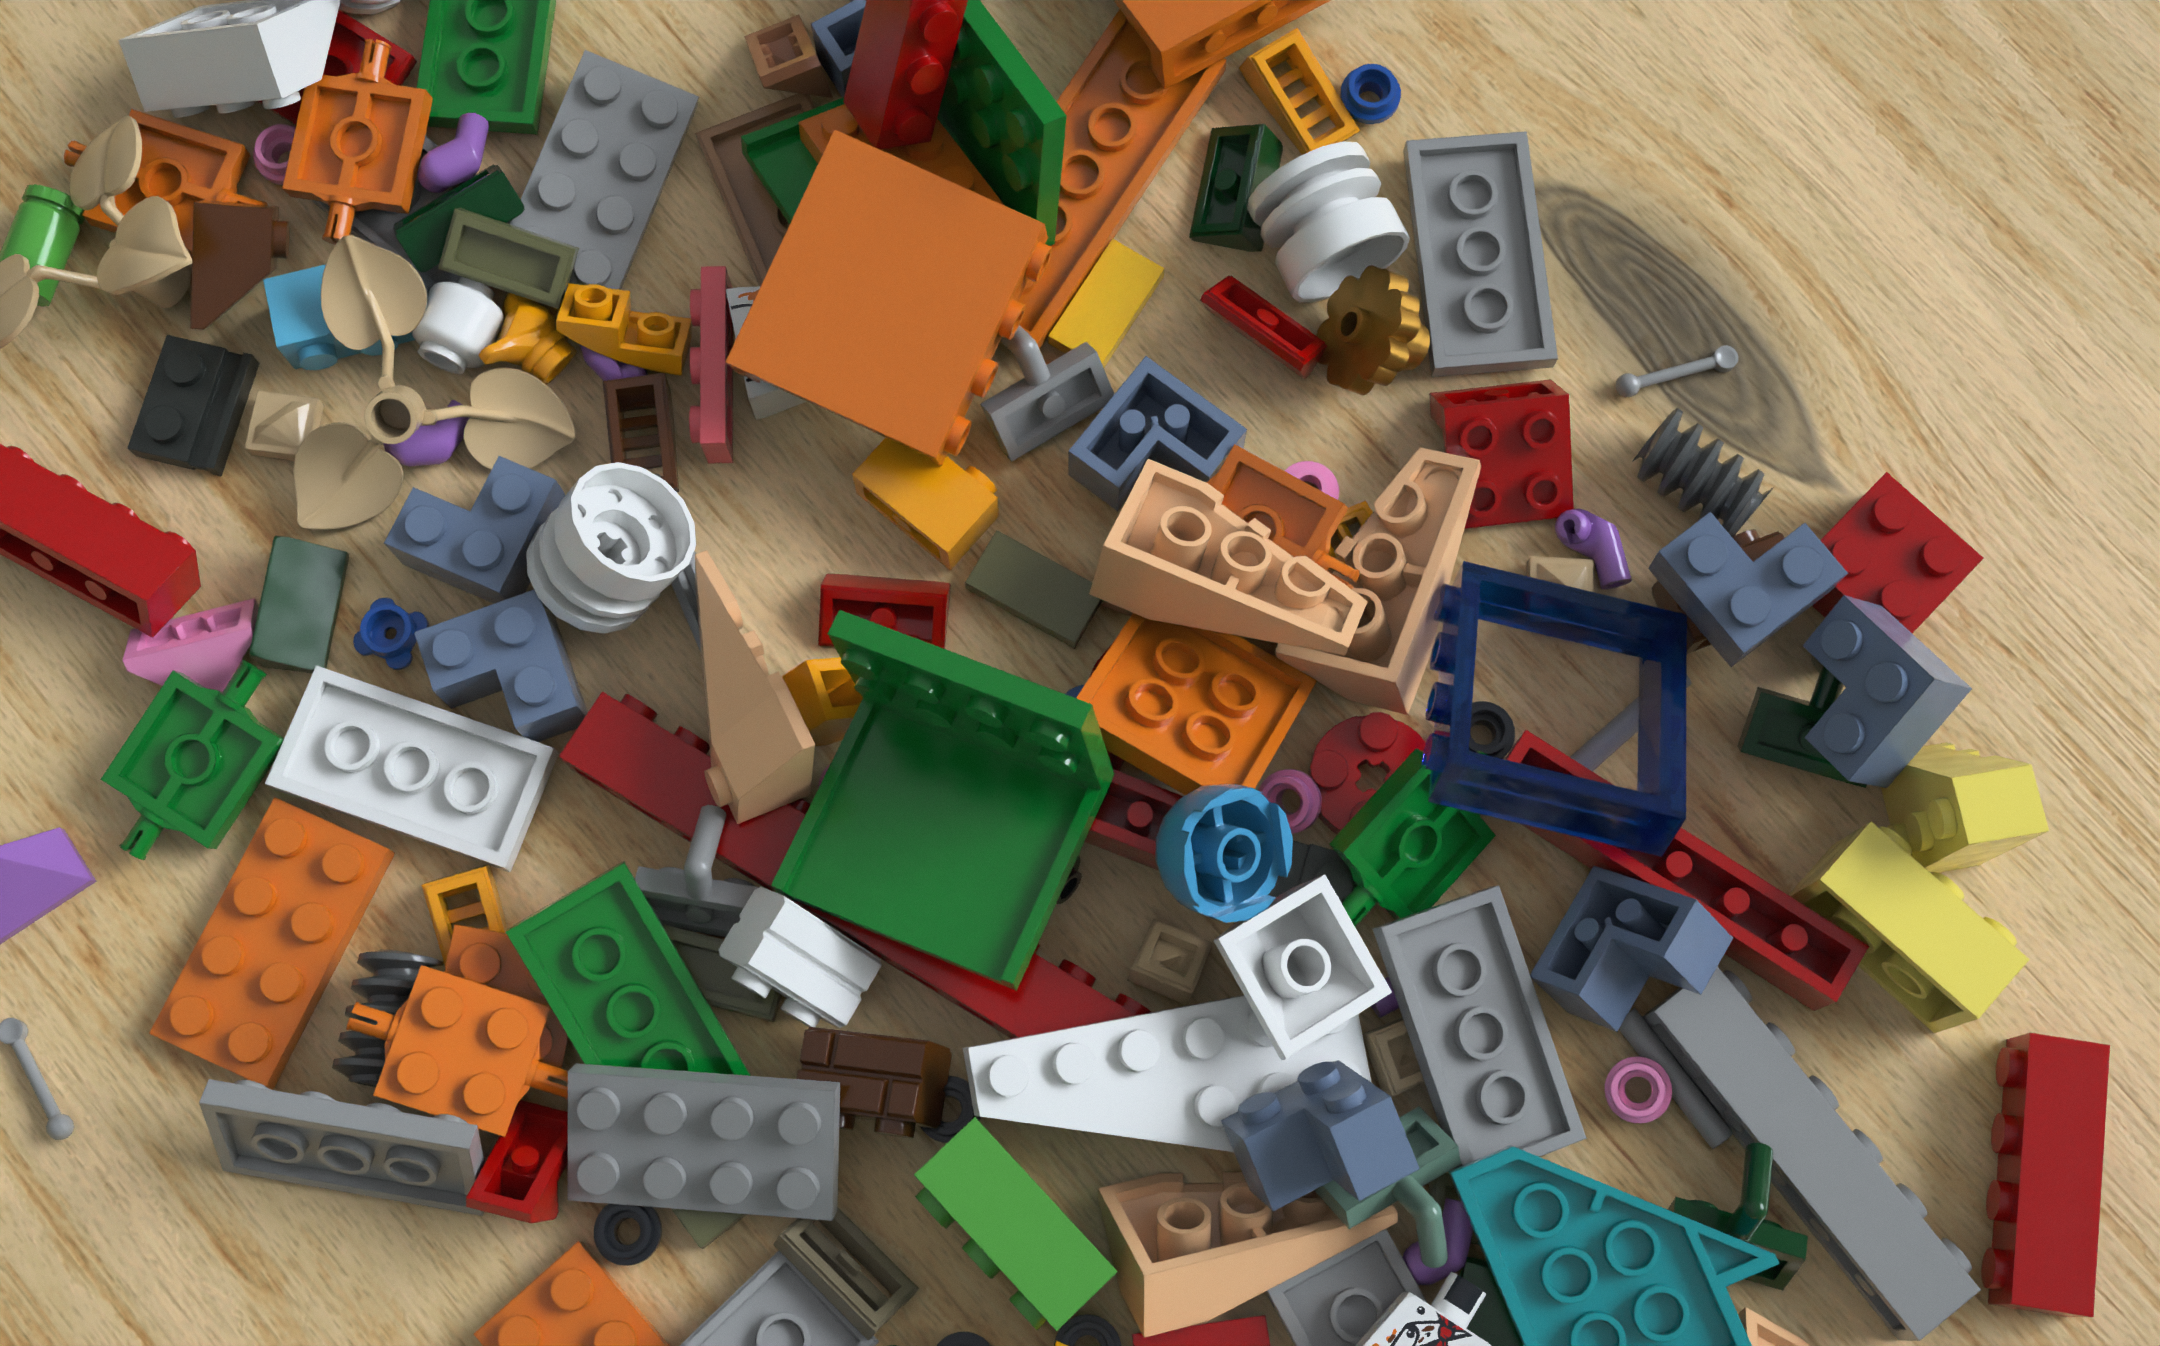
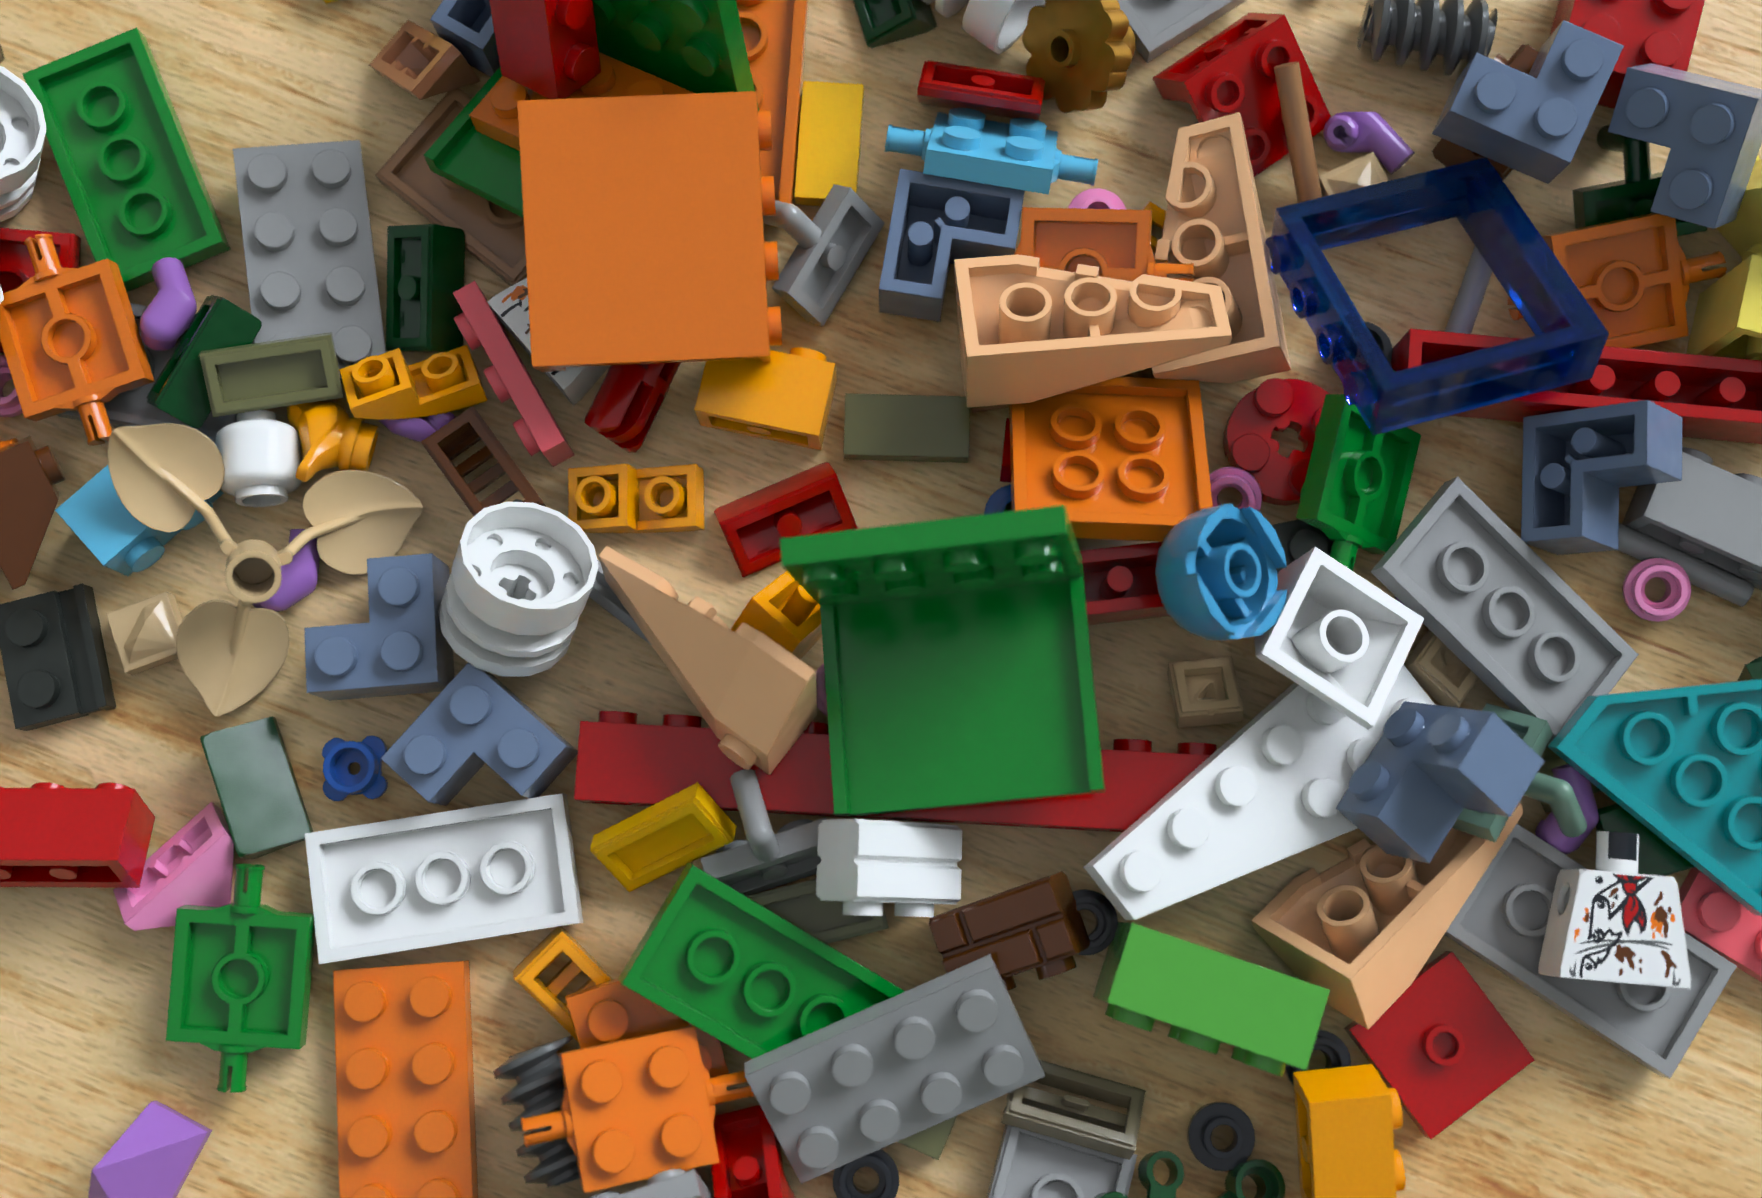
camera: 25 degrees left, 5 degrees up
(617, 830) = (663, 837): none -> yellow tile
(688, 236) = (422, 274): none -> dark green slope
(762, 528) = (636, 499): none -> light orange slope
(803, 440) = (630, 402): none -> red arm
(1240, 384) = (992, 152): none -> medium azure plate
(1529, 505) = (1298, 131): none -> medium nougat piece
(1757, 793) = (1633, 276): none -> orange plate

